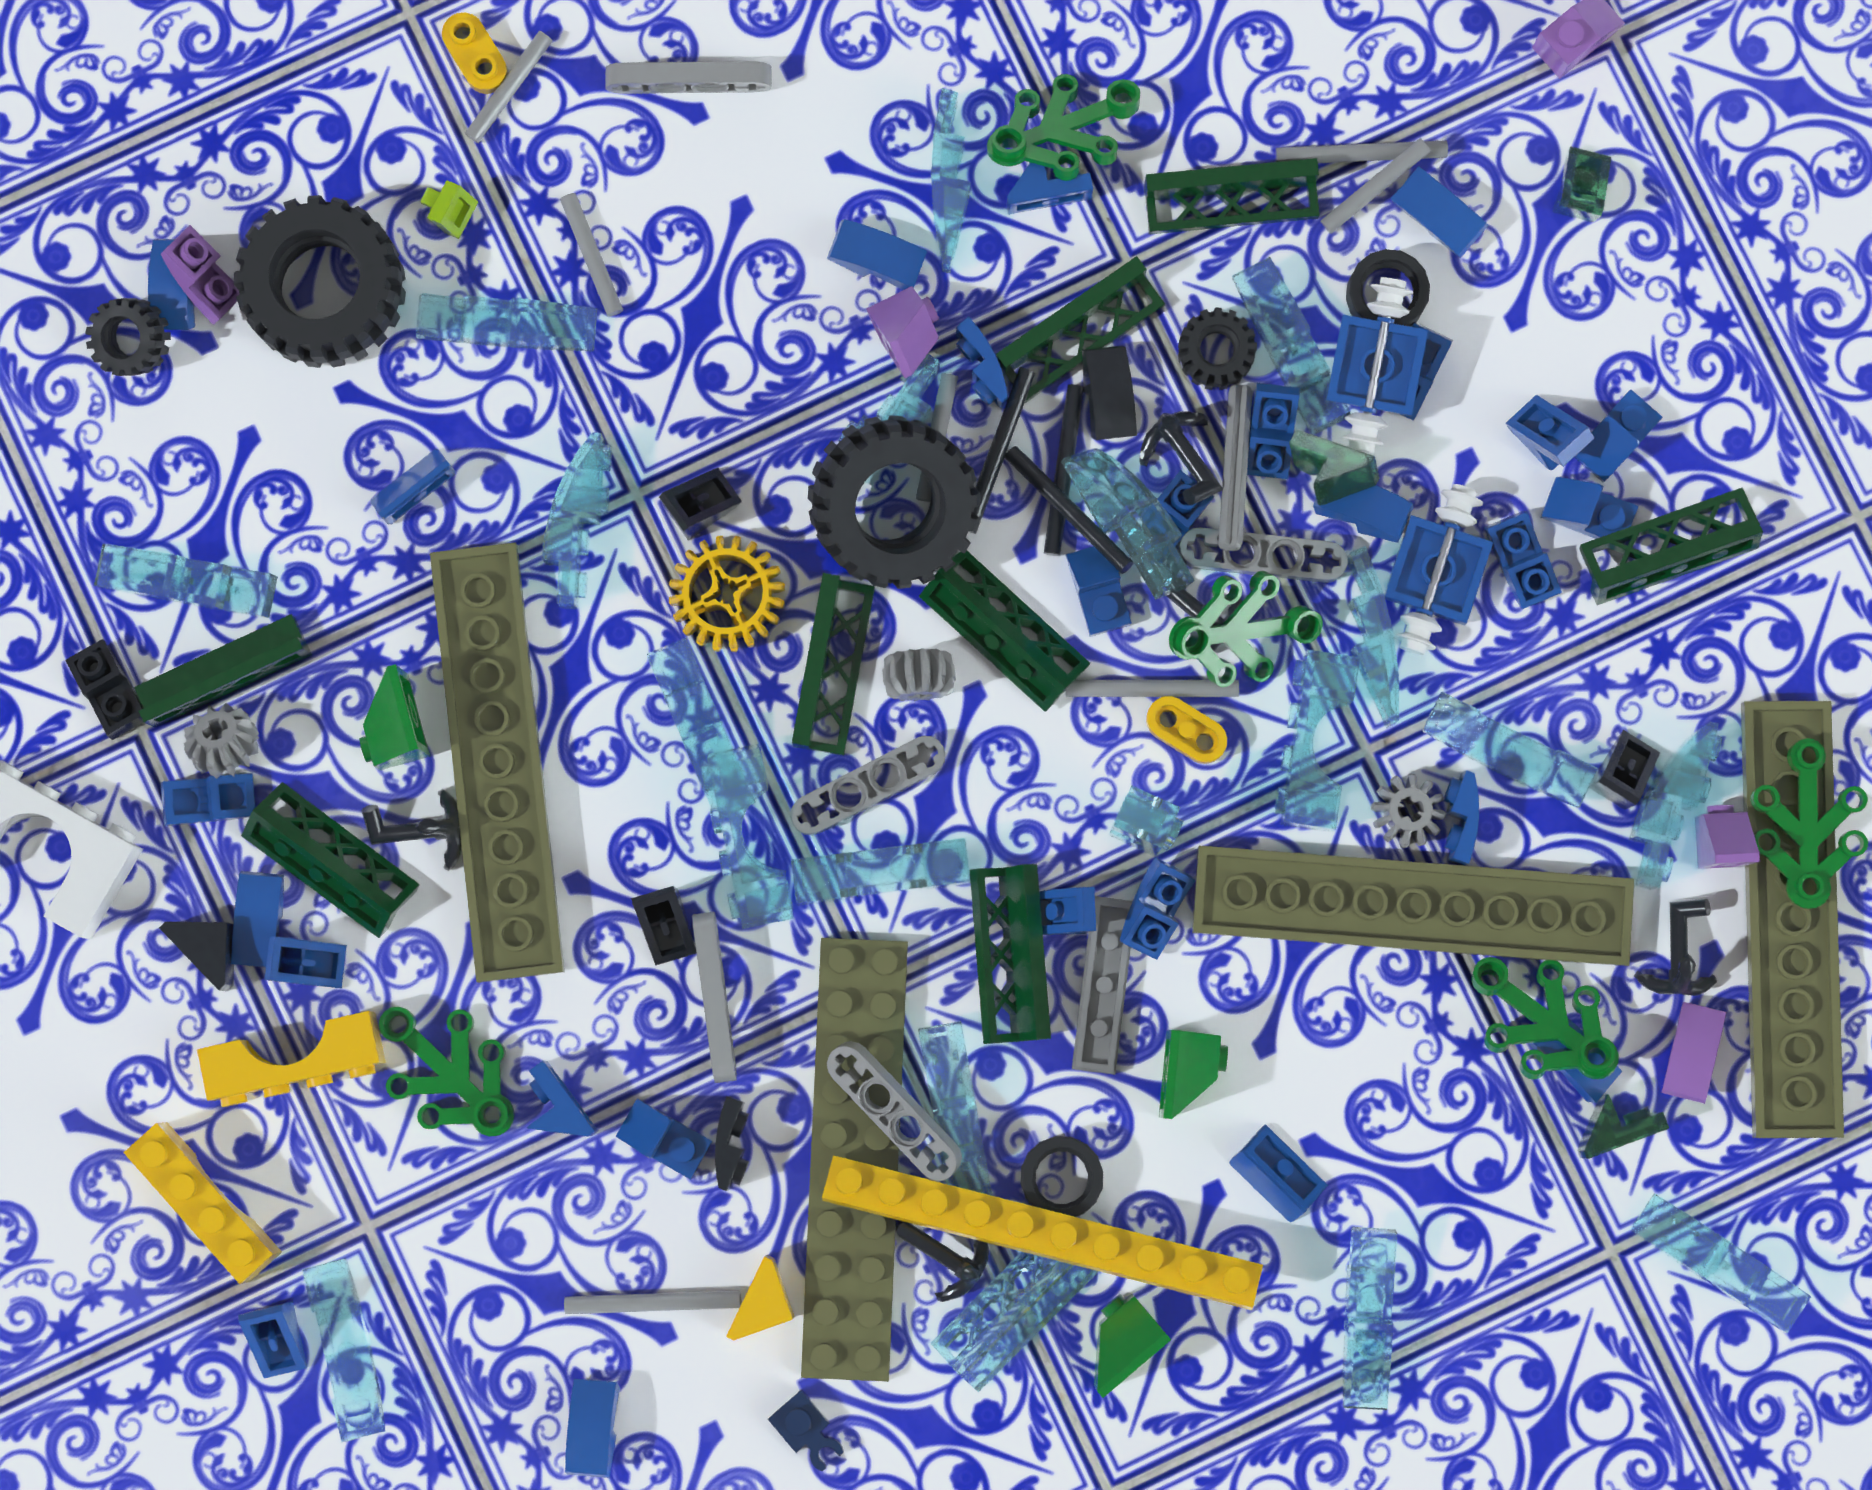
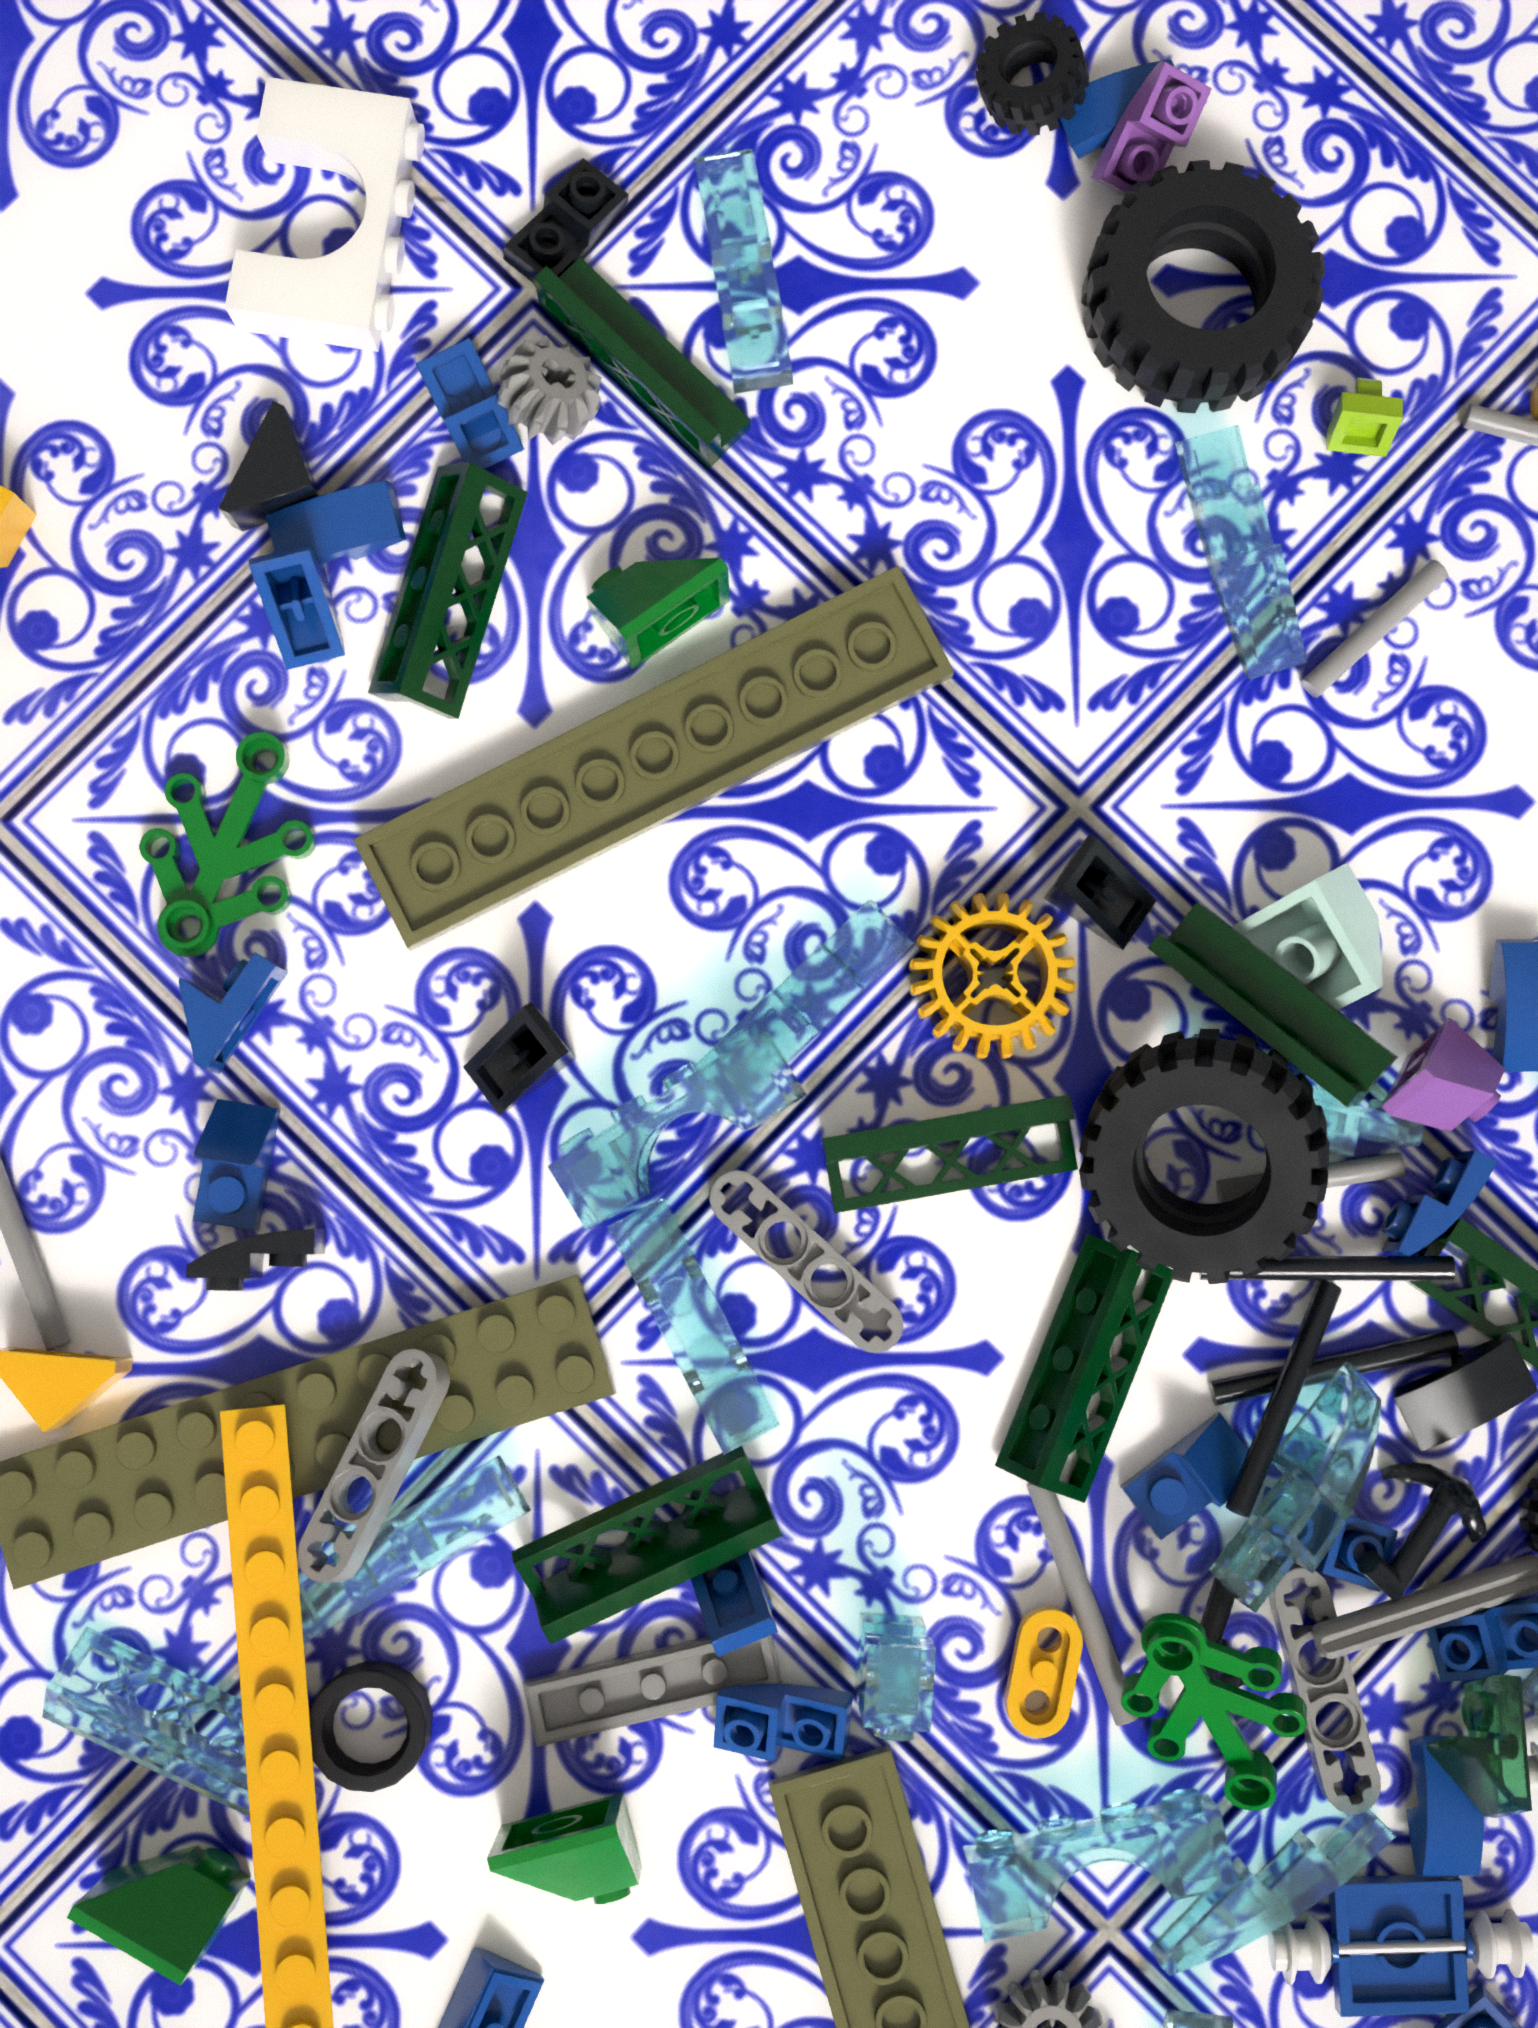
camera: 65 degrees right, 0 degrees up
(237, 1069) = (132, 579): yellow arch -> none
(412, 487) = (976, 513): blue slope -> none
(437, 828) = (537, 713): black piece -> none
(576, 503) = (1038, 732): clear light blue slope -> none
(714, 997) = (446, 1162): light grey beam -> none
(788, 381) = (1323, 937): none -> light aqua slope
(814, 419) = (1275, 1005): none -> dark green fence
(919, 674) = (981, 1276): light grey gear -> none
(964, 1268) = (197, 1643): black piece -> none

